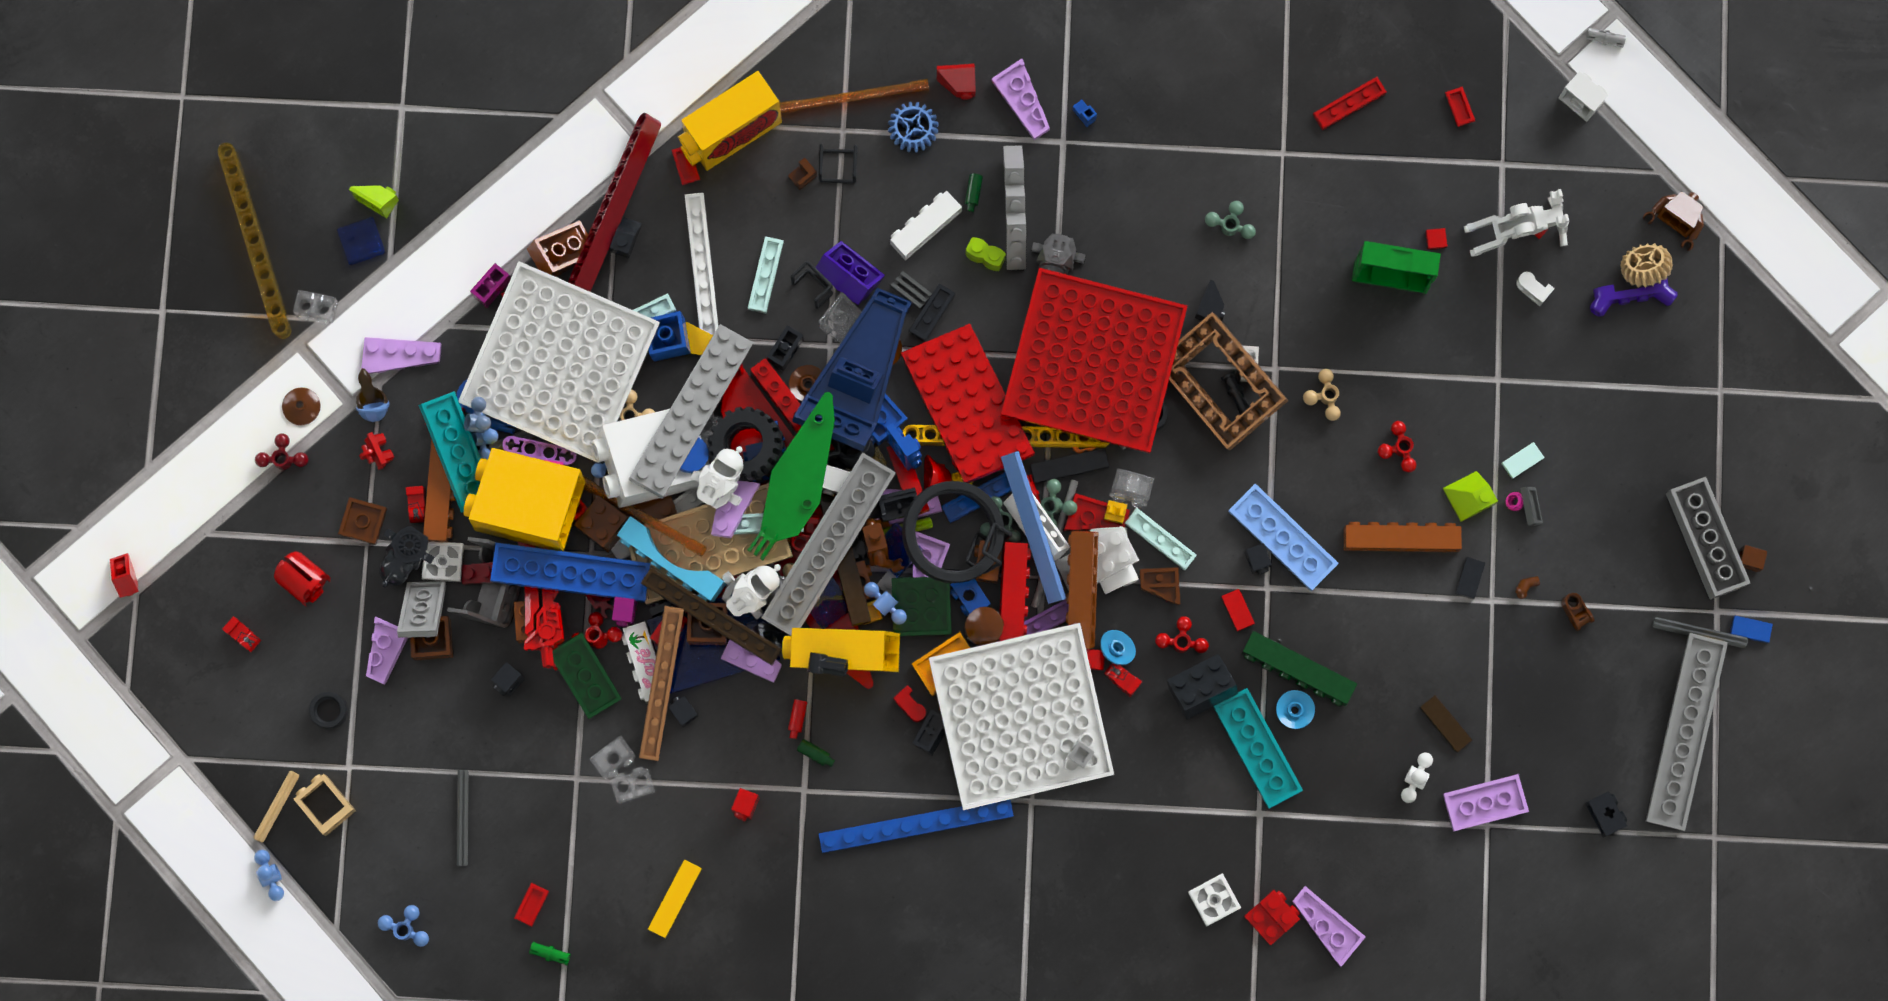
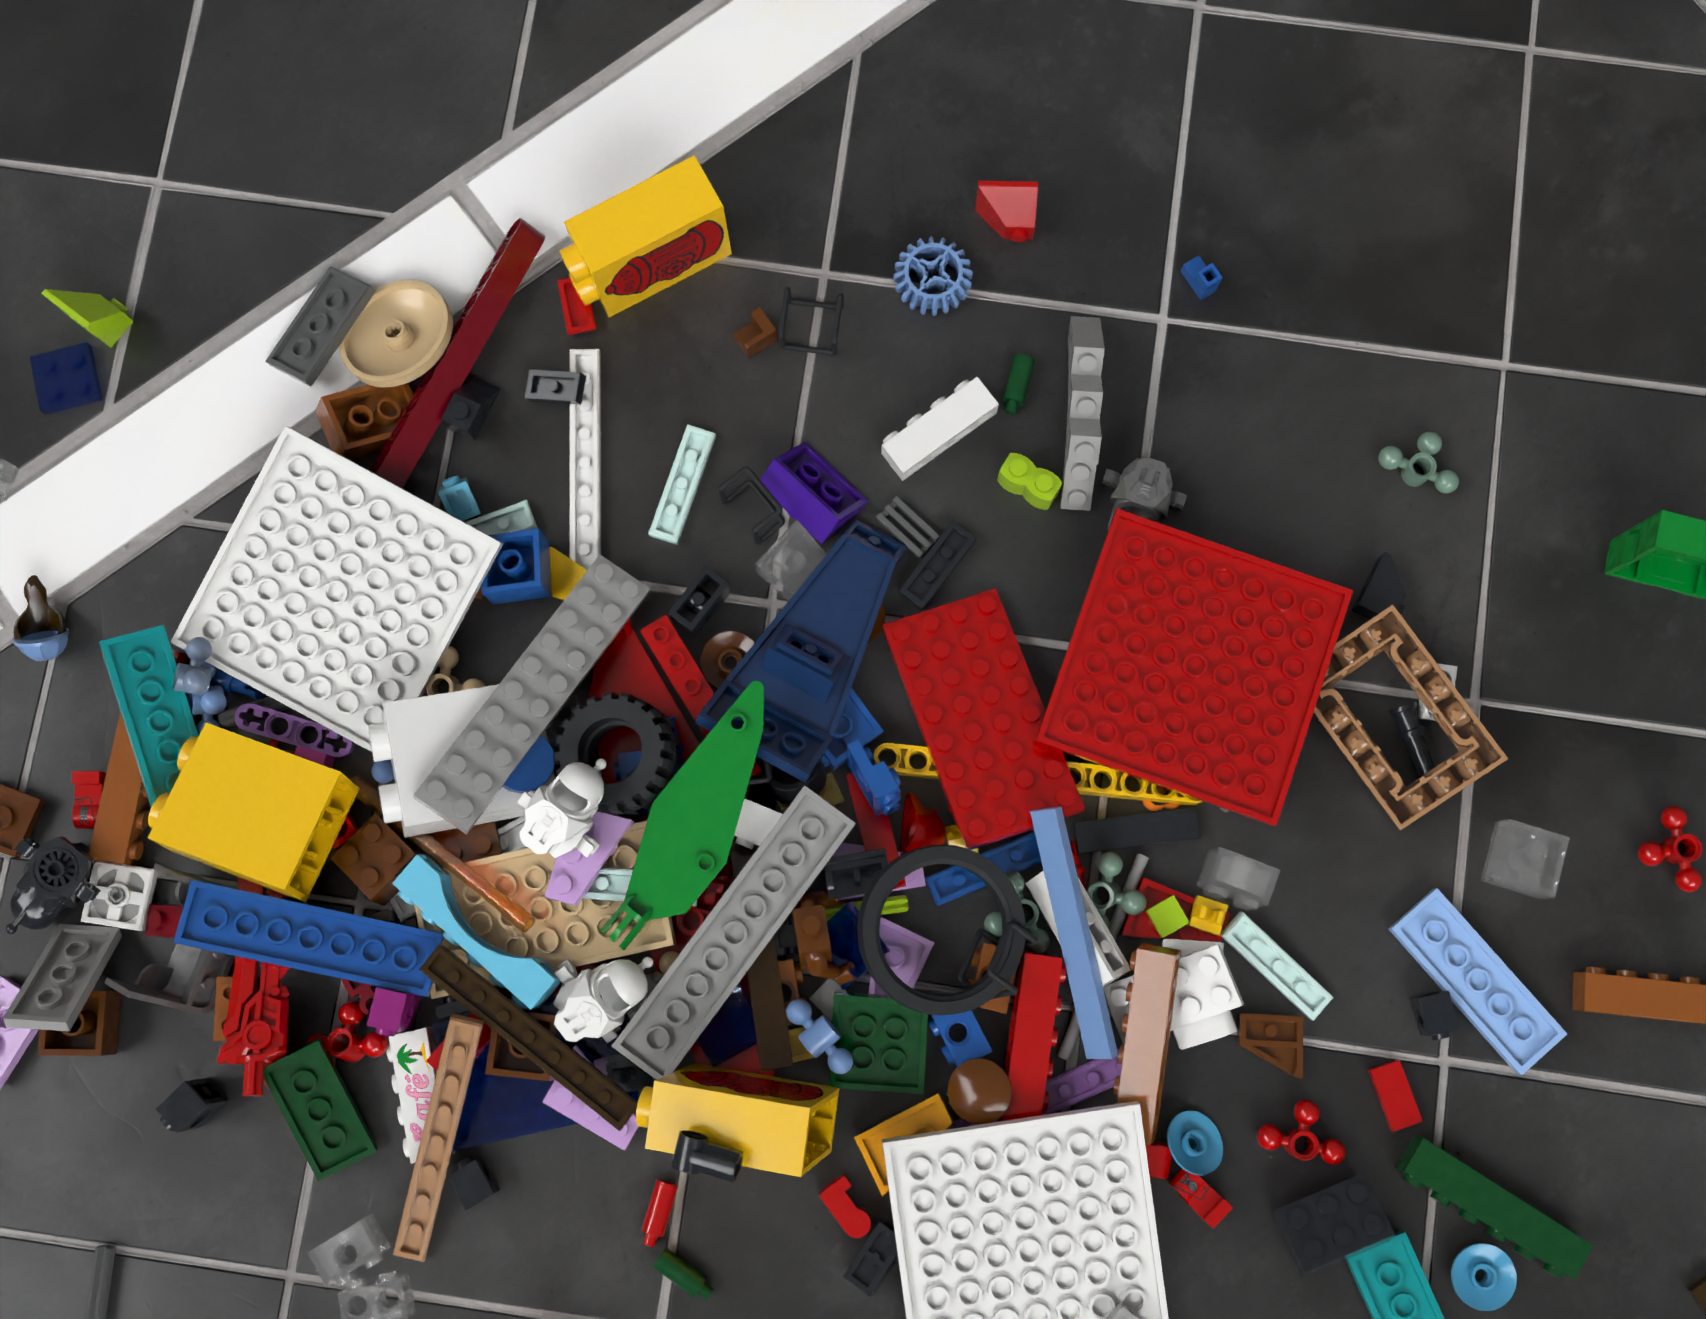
camera: 10 degrees right, 0 degrees up
(372, 450) = (38, 693): red hips -> none
(392, 354) = (86, 557): lavender wing -> none
(490, 285) = (245, 462): magenta brick -> none
(522, 193) = (320, 326): none -> dark grey tile
(573, 194) = (398, 334): none -> tan dish
(624, 295) = (458, 498): none -> medium azure bracket
(678, 220) = (555, 387): none -> plate
(795, 105) = (755, 228): clear orange piece -> none
(1020, 95) = (1101, 240): lavender wing -> none
(1091, 514) = (1167, 916): none -> lime tile
(1307, 460) = (1525, 859): none -> clear brick
(1311, 397) = (1534, 755): tan piece -> none
(1349, 103) = (1614, 297): red tile -> none

